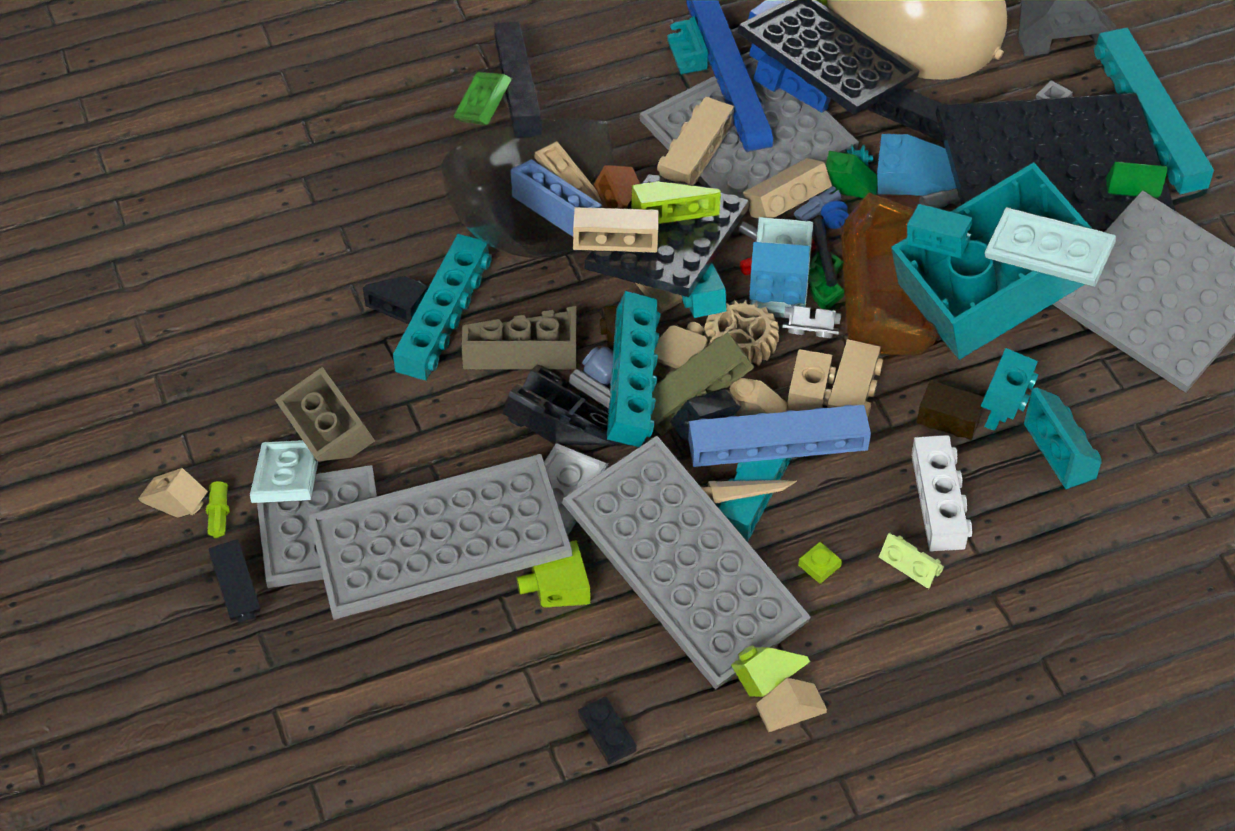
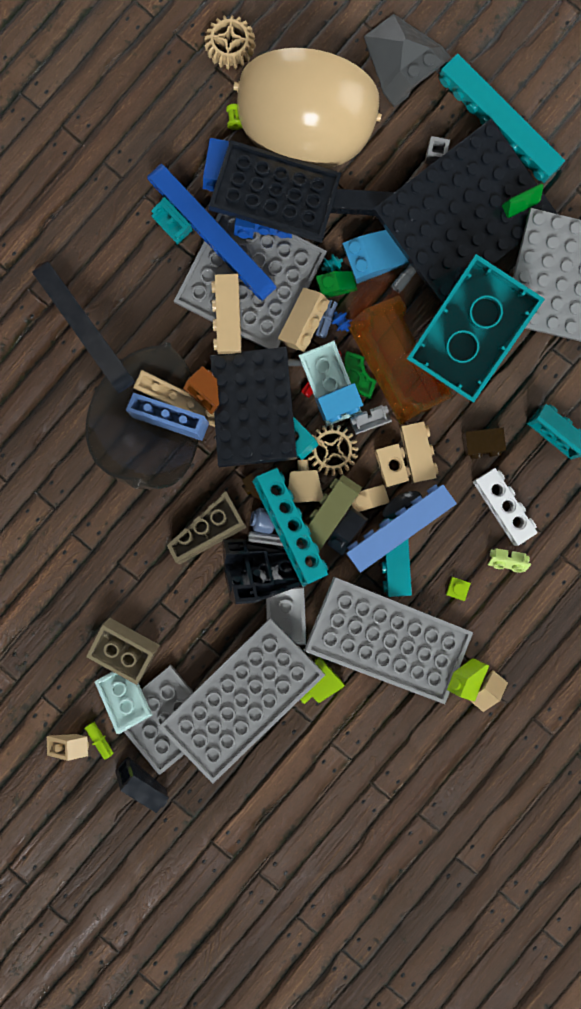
camera: 25 degrees left, 35 degrees up
(395, 297) = (110, 533): black slope -> none
(442, 307) = (138, 555): teal brick -> none
(482, 98) = (69, 354): bright green tile -> none
(607, 730) = (398, 759): black plate -> none
(615, 229) = (226, 435): tan brick -> none
(676, 201) = (244, 389): lime slope -> none
(730, 490) = (391, 578): tan bar -> none
(824, 252) = (351, 358): black bar -> none
(939, 231) = (437, 338): teal hinge -> none
(1008, 387) = (512, 425): teal brick -> none
(1050, 246) = (516, 320): light aqua tile -> none

